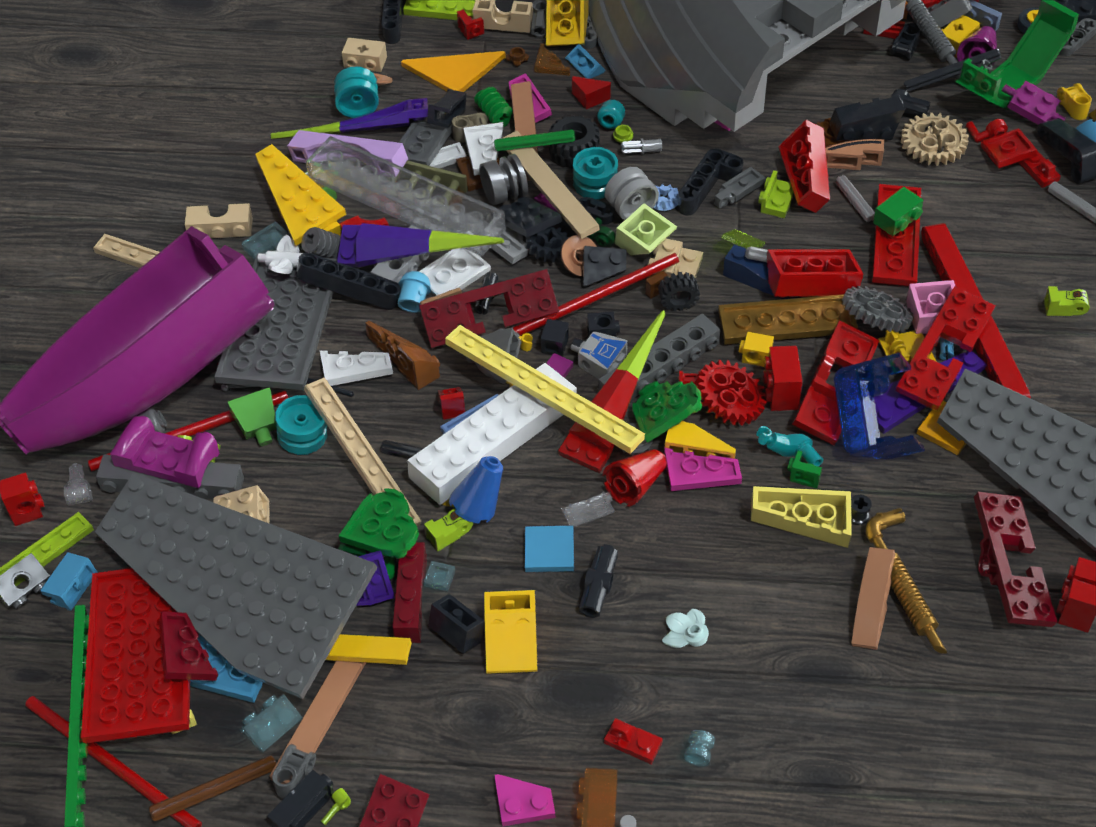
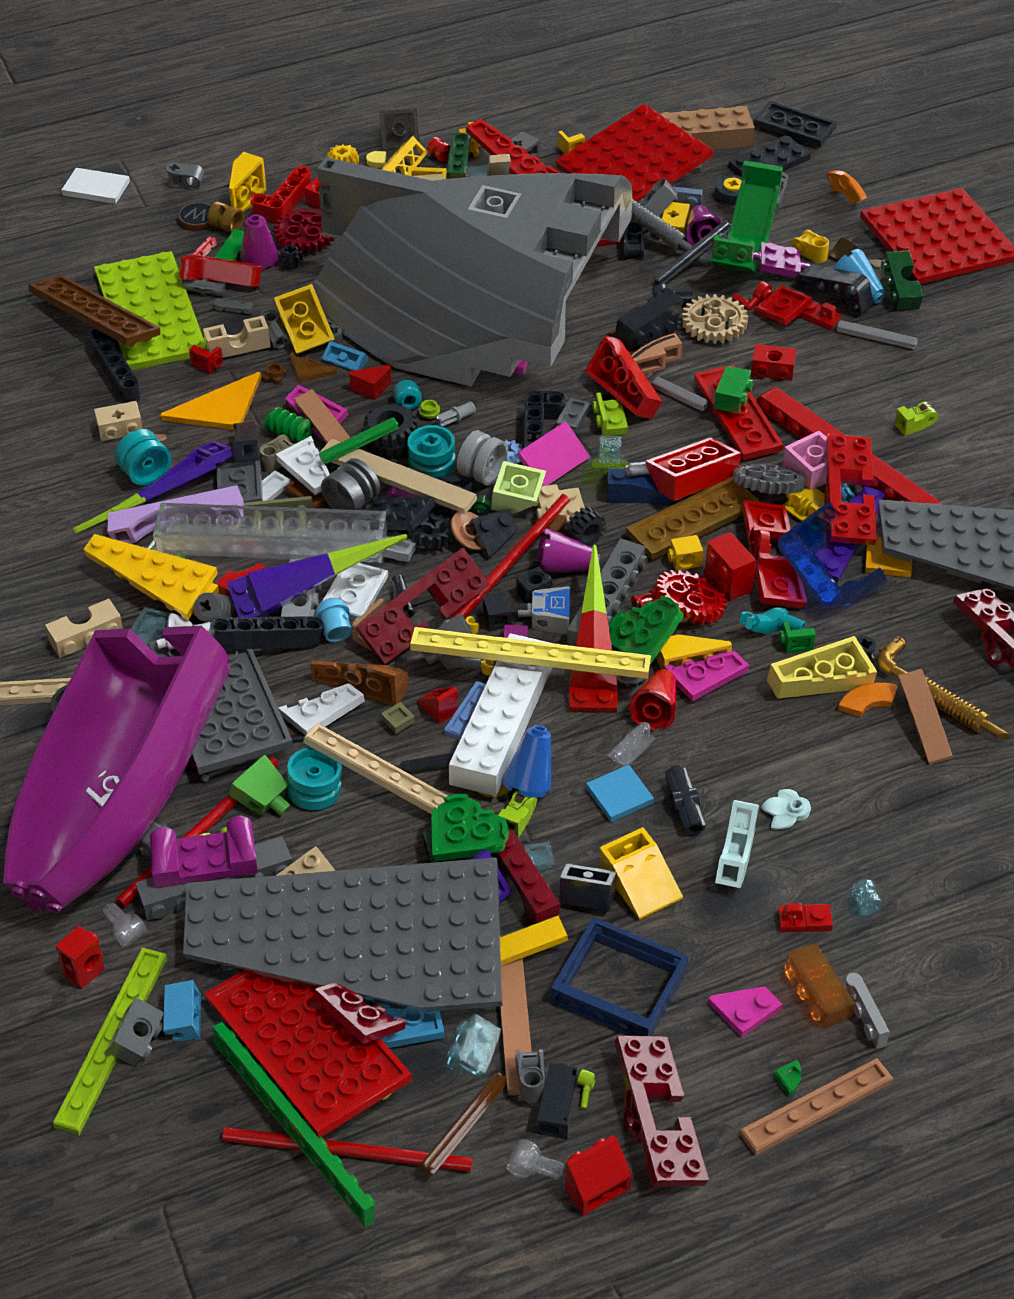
camera: 30 degrees left, 5 degrees down
(408, 683) = (606, 1012): none -> dark blue window
(409, 400) = (398, 718): none -> olive plate
(607, 654) = (738, 844): none -> light aqua arch
(642, 308) = (562, 554): none -> magenta cone
(698, 213) = (554, 453): none -> dark pink tile
(755, 225) = (610, 447): none -> clear light blue tile
(835, 555) = (868, 696): none -> orange tile
(962, 199) = (773, 362): none -> red brick

